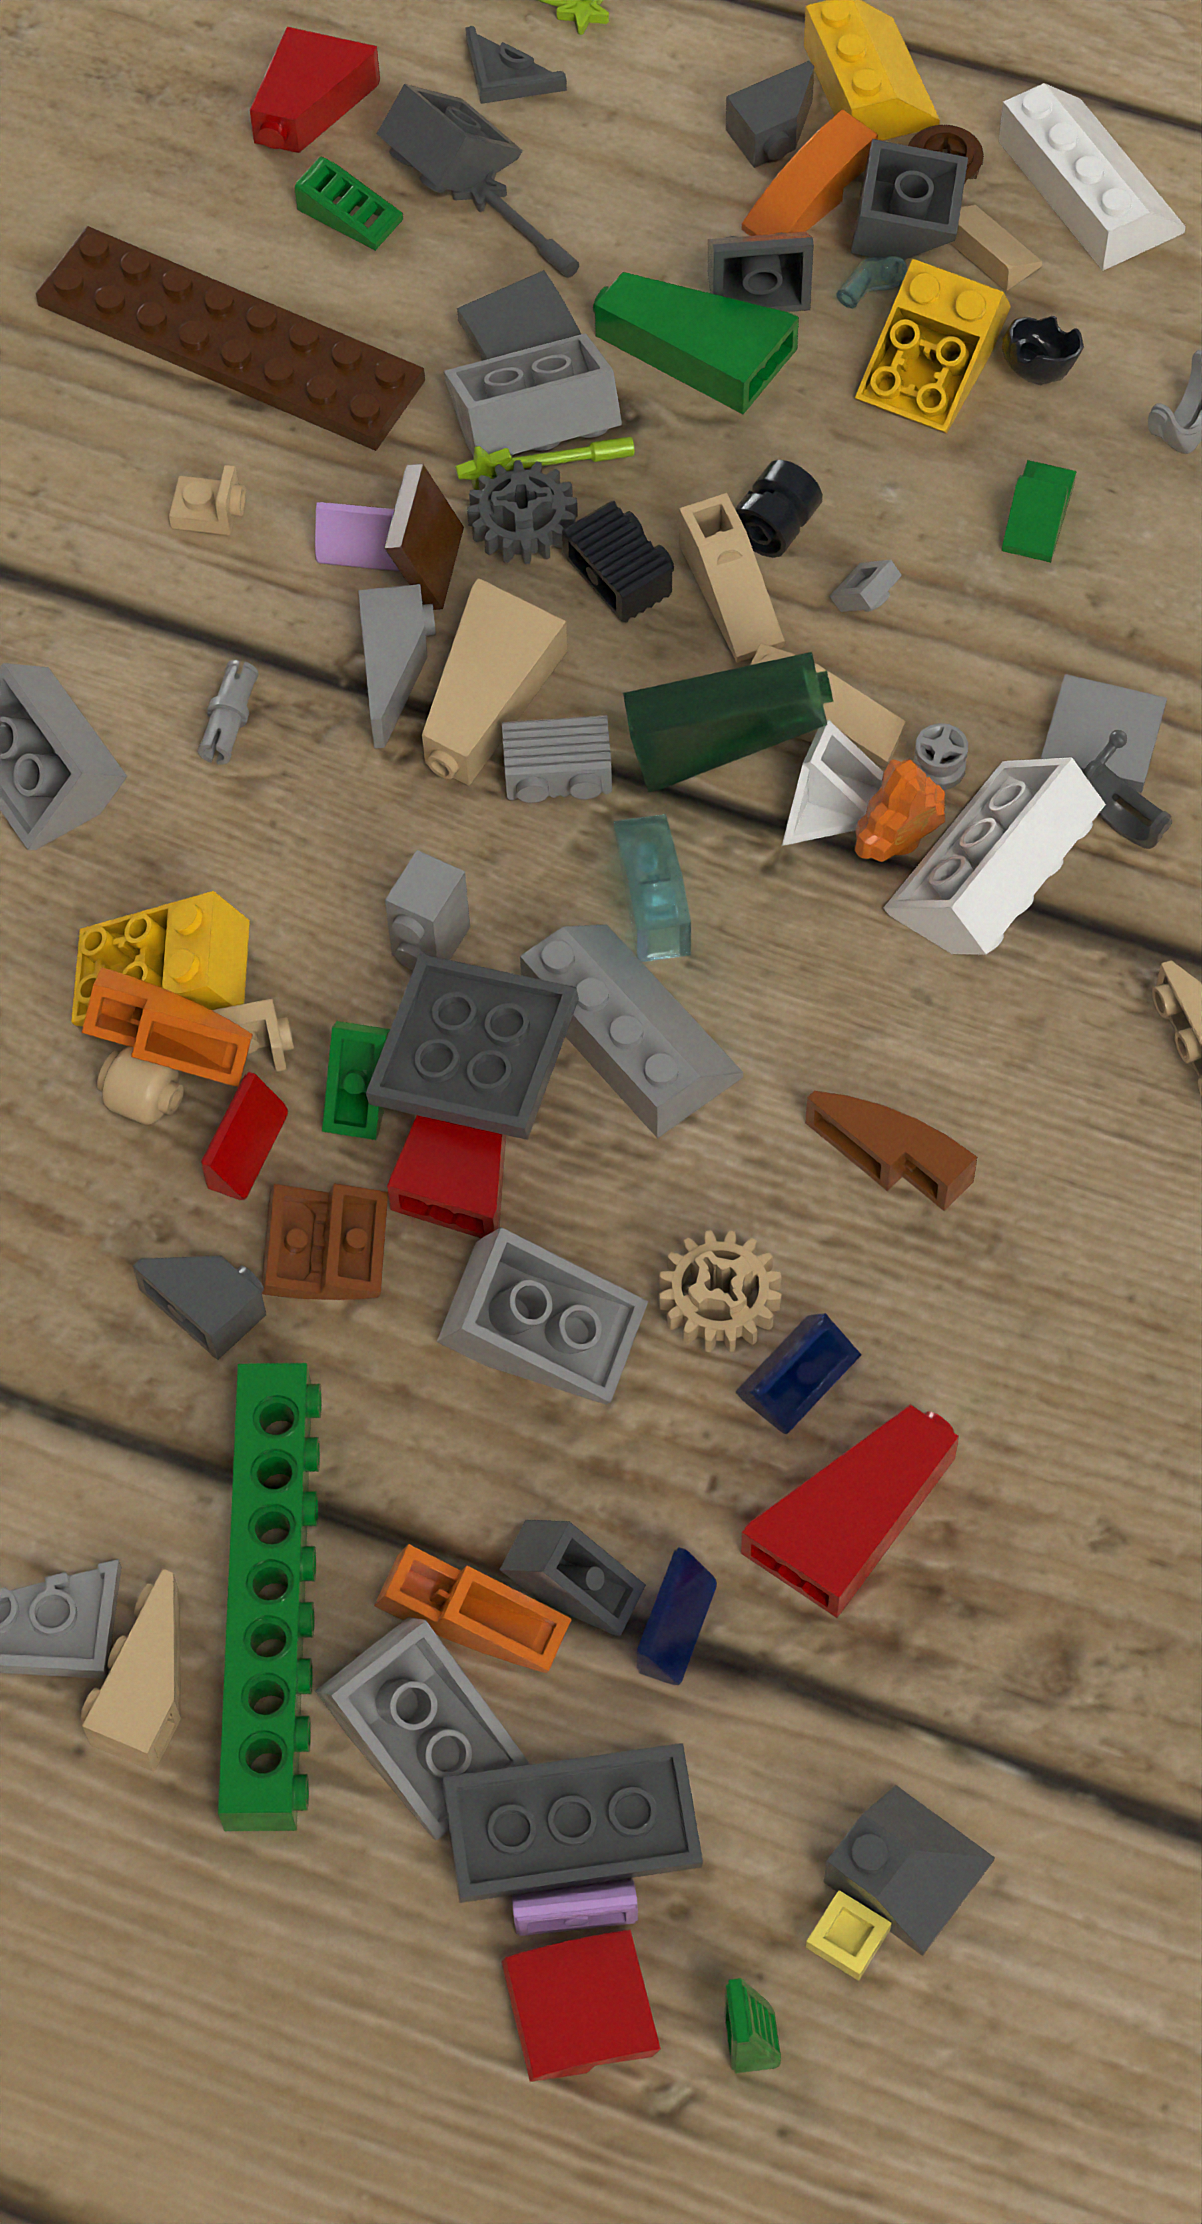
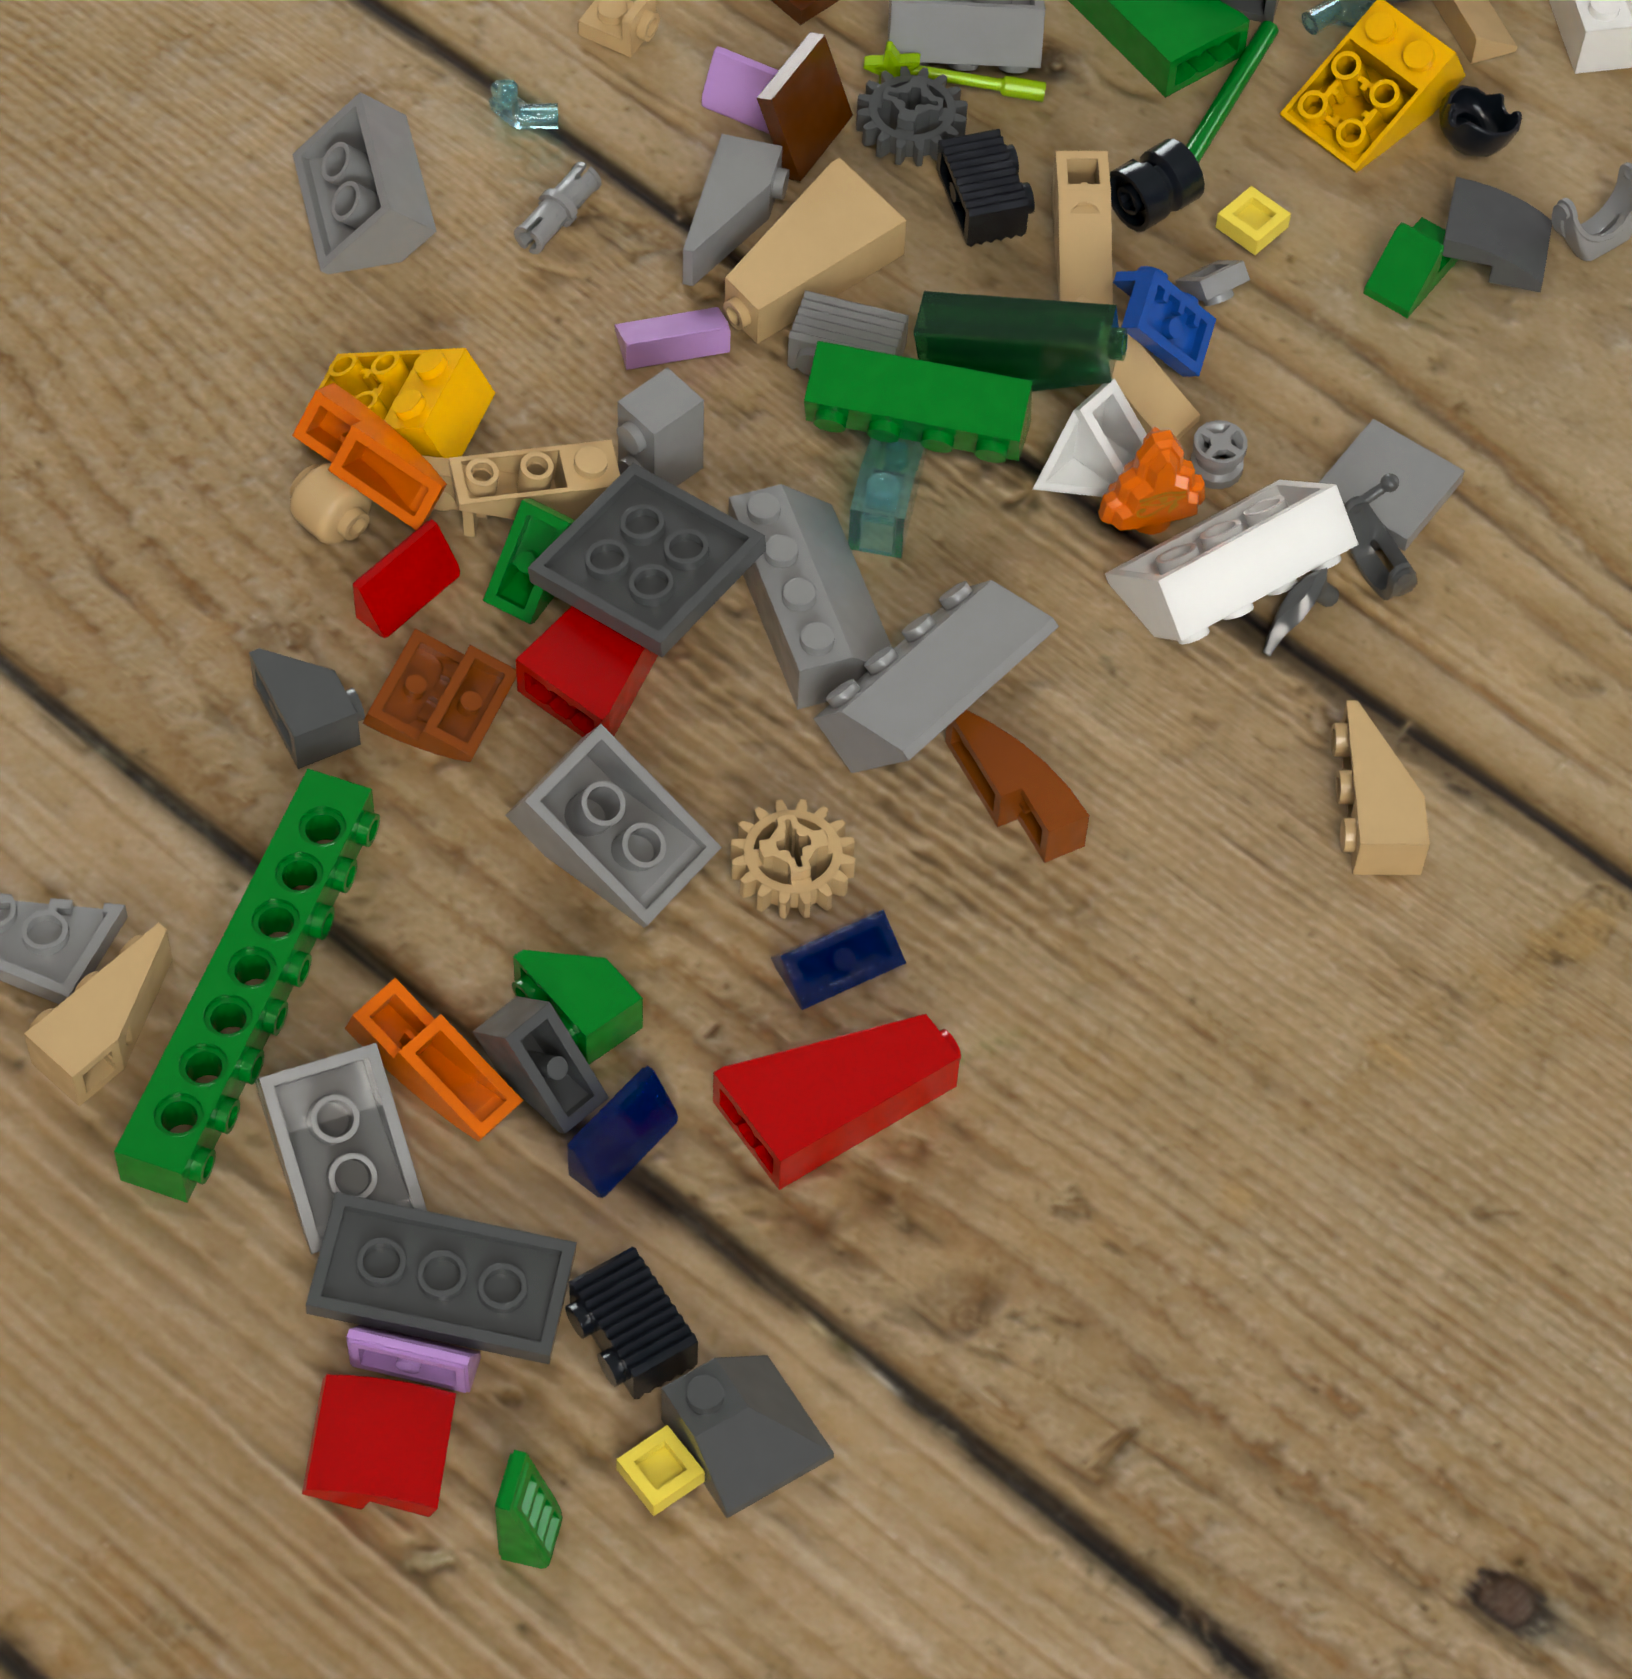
camera: 15 degrees right, 5 degrees down
(148, 627) = (519, 113): none -> clear light blue arm
(355, 990) = (556, 476): none -> tan slope
(390, 806) = (673, 338): none -> lavender slope
(585, 1491) = (586, 994): none -> green slope
(656, 802) = (918, 402): none -> green slope
(763, 1802) = (631, 1323): none -> black brick
(781, 1069) = (931, 674): none -> light grey slope
(802, 387) = (1232, 89): none -> green bar
(844, 641) = (1166, 319): none -> blue bracket
(877, 513) = (1253, 220): none -> light yellow plate
(1073, 882) = (1297, 605): none -> dark grey bar
(1103, 454) = (1498, 232): none -> dark grey slope

